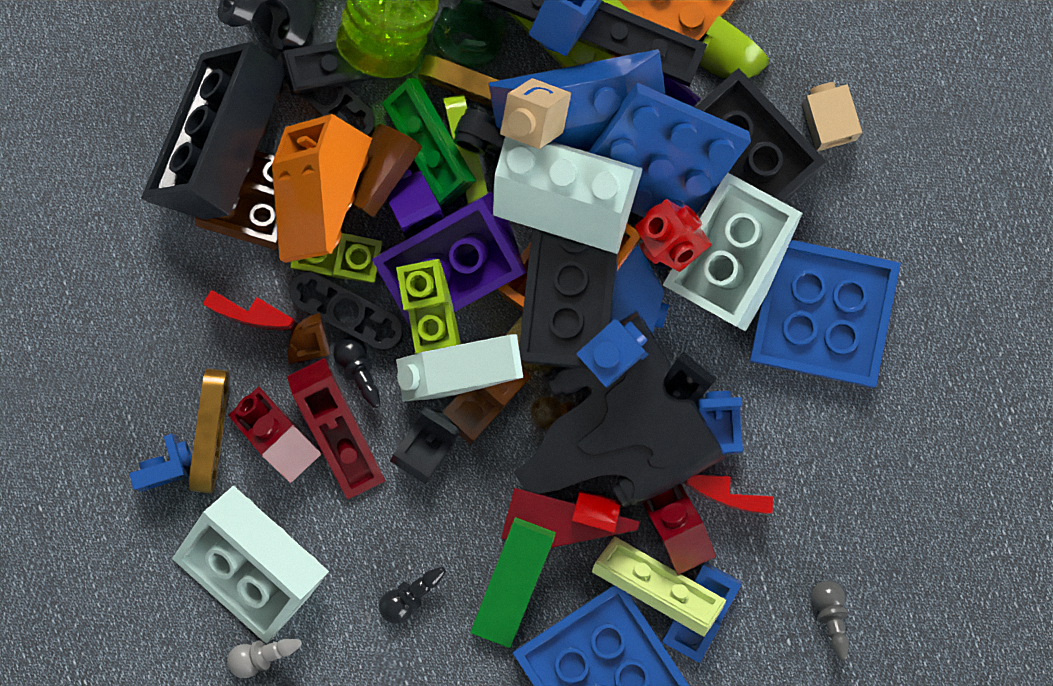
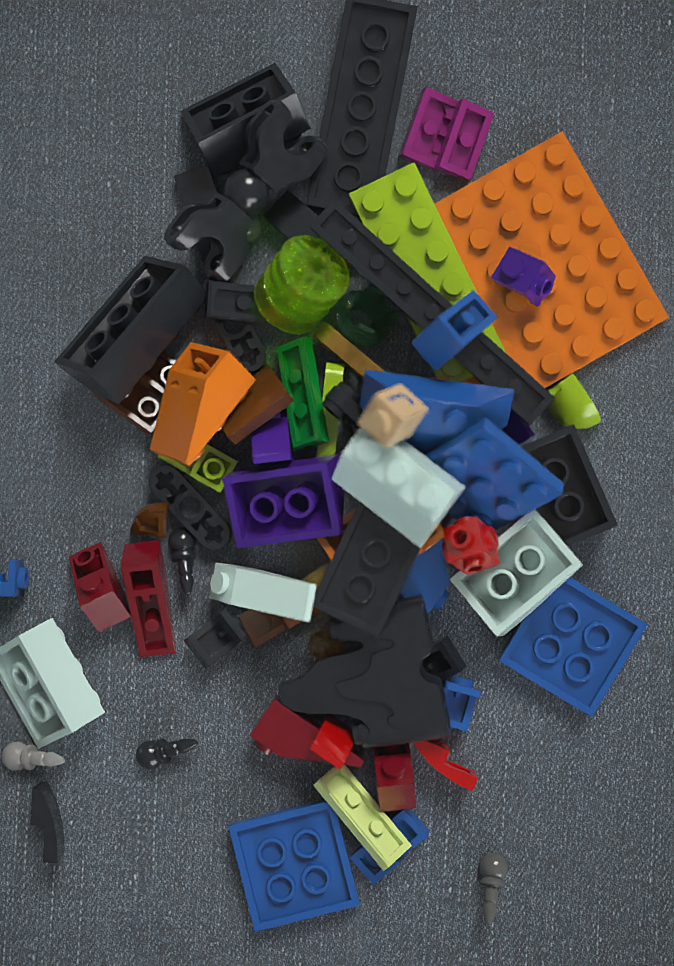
camera: 15 degrees right, 5 degrees up
(209, 431) = (48, 565): pearl gold beam -> none
(260, 314) = (120, 487): red slope -> none
(429, 305) = (255, 533): lime slope -> none
(512, 582) = (247, 772): green tile -> none
(613, 351) = (390, 628): blue bracket -> none
(831, 116) = (635, 485): tan brick -> none

